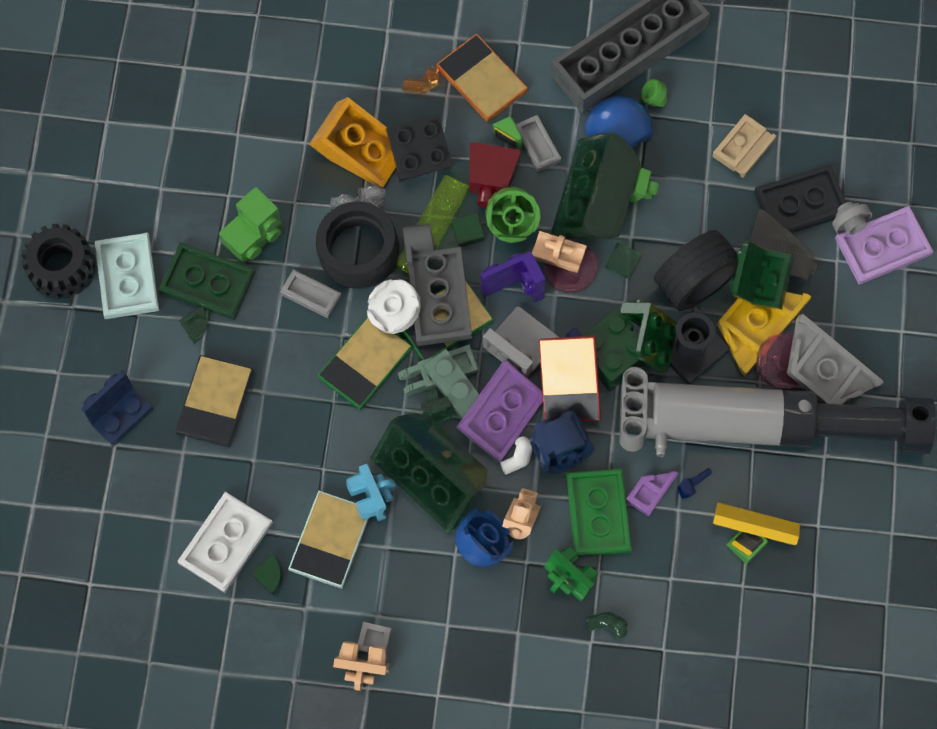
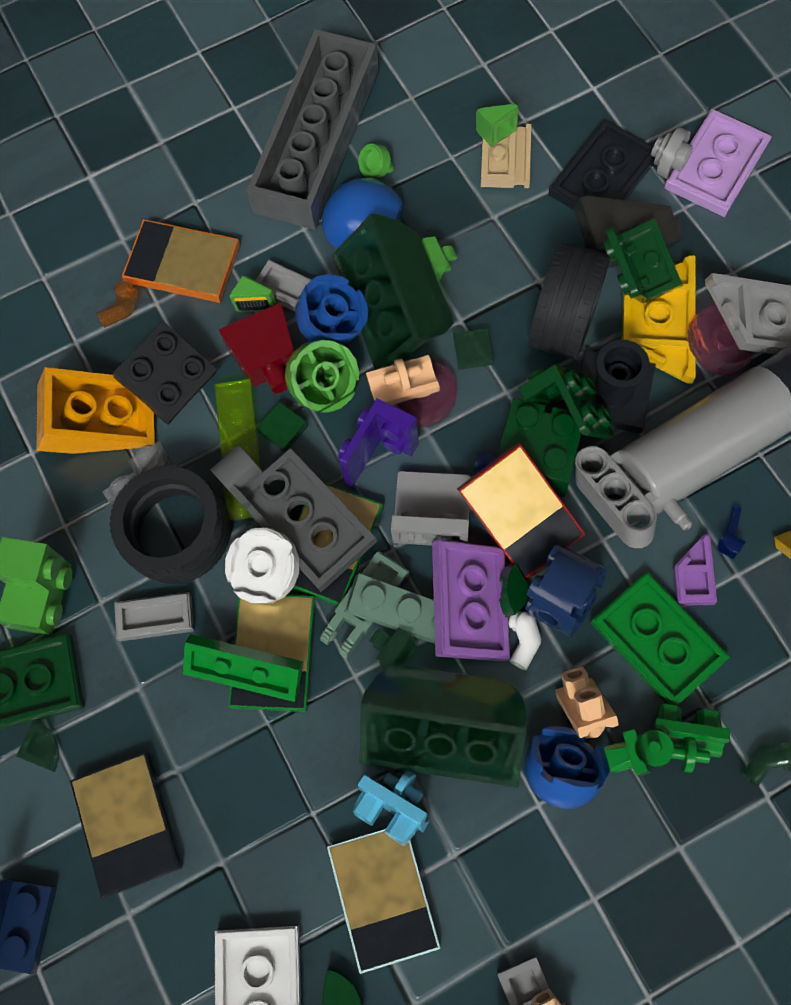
camera: 30 degrees left, 0 degrees up
(340, 357) = (242, 667): none -> green plate
(530, 559) = (640, 752): none -> green hips
(533, 417) = (513, 590): none -> dark green tile
(548, 176) = (331, 310): none -> blue cylinder
(749, 121) = (496, 122): none -> bright green slope

